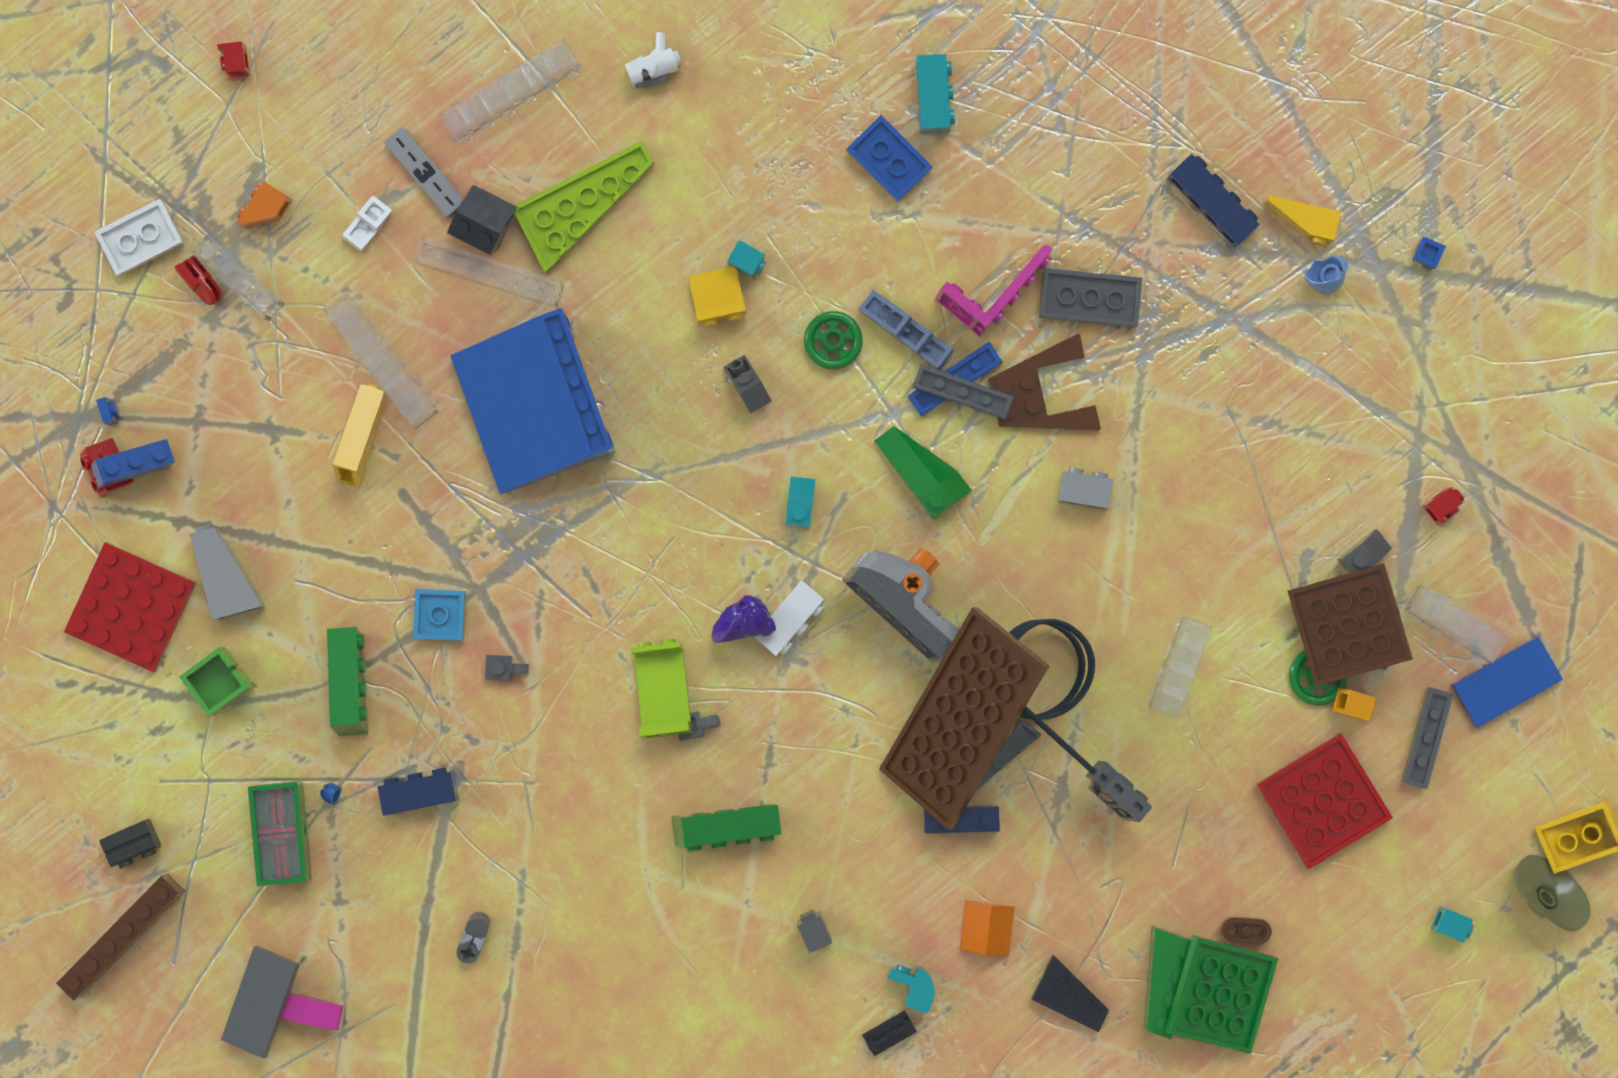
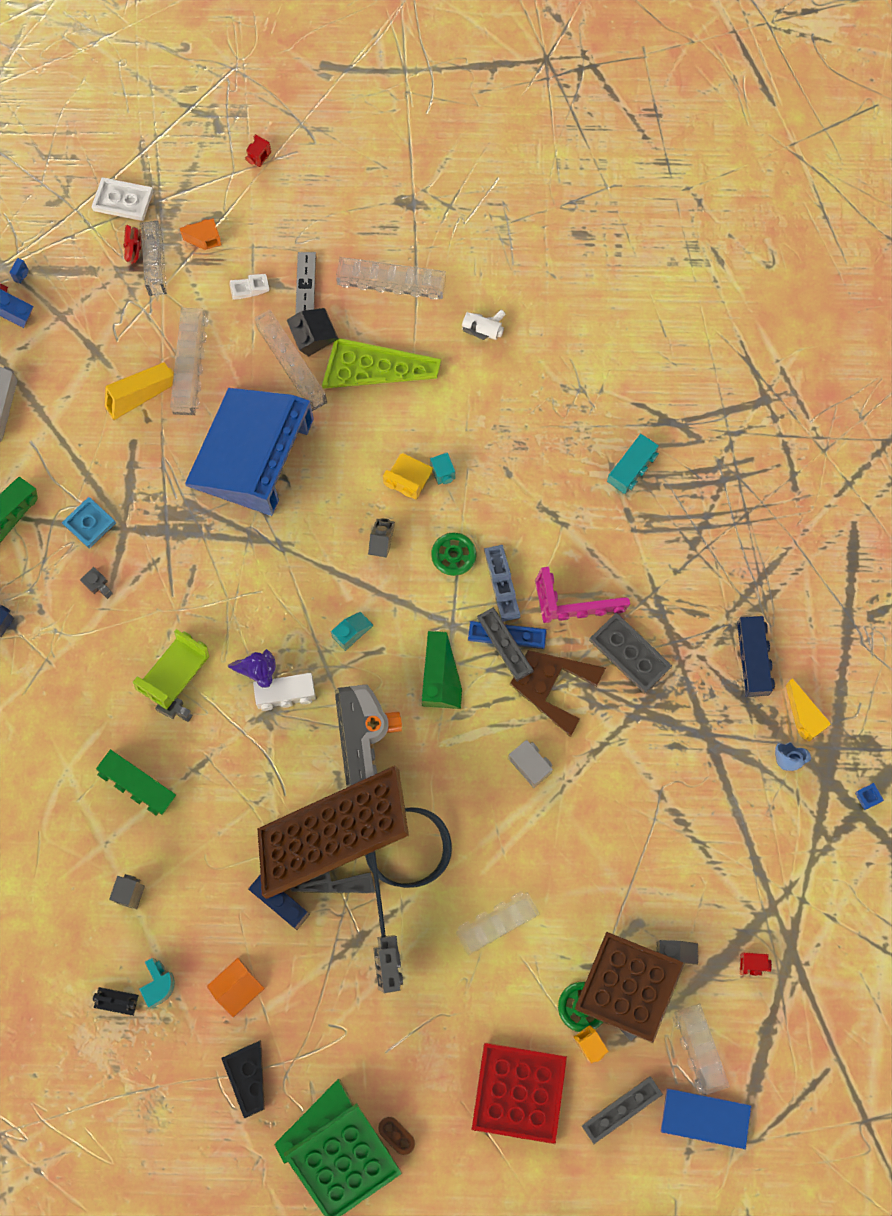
camera: 40 degrees right, 15 degrees down
(889, 158) = (576, 479): blue plate -> none

